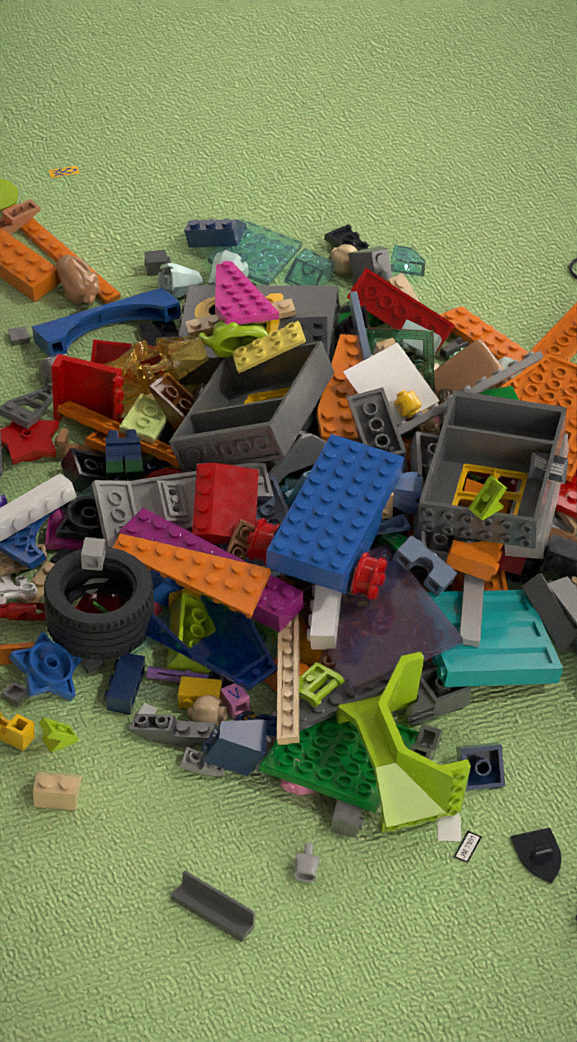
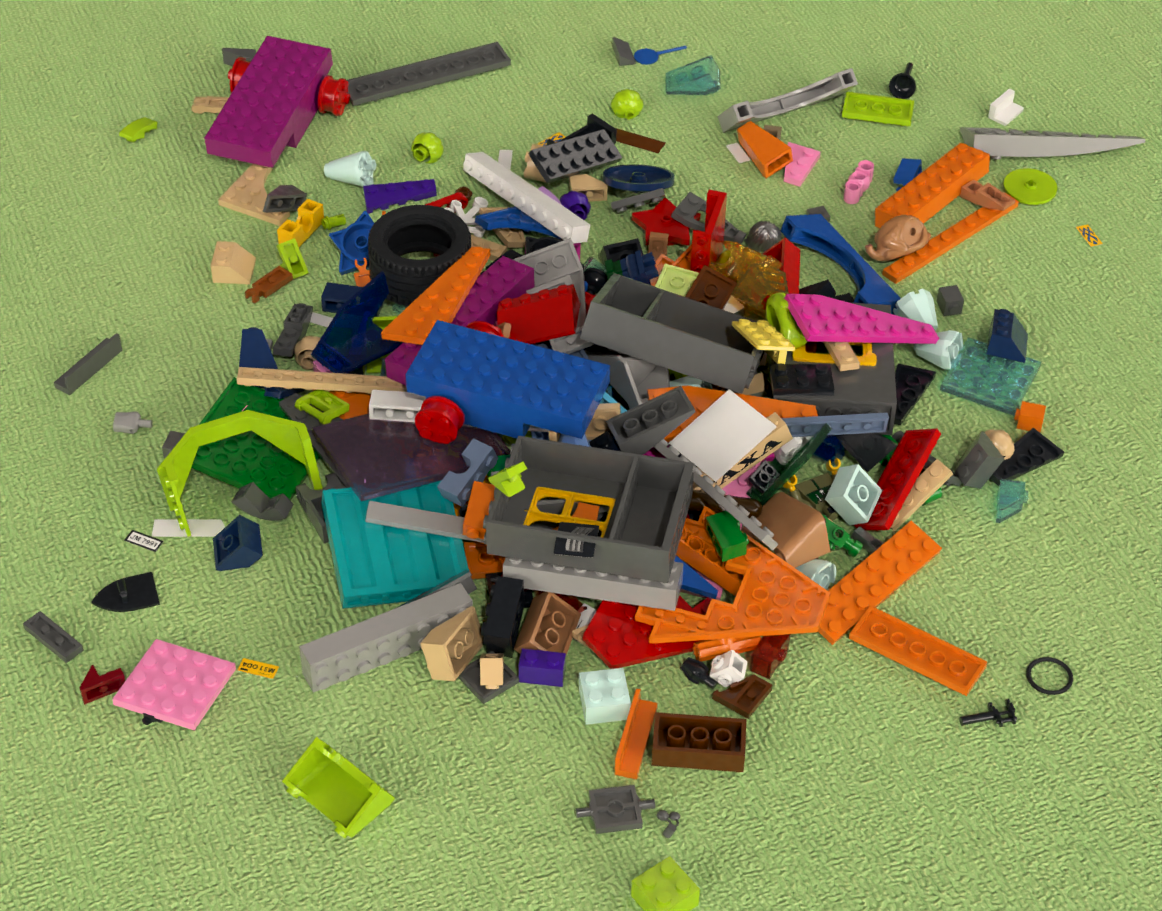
camera: 90 degrees right, 0 degrees up
(91, 754) = (269, 284): none -> dark orange plate
(92, 671) = (363, 276): none -> orange plate
(93, 554) = (449, 223): light grey brick -> none
(309, 234) = (1030, 416): none -> orange brick
(310, 269) = (967, 419): clear light blue slope -> none
(407, 403) = (695, 447): yellow head -> none

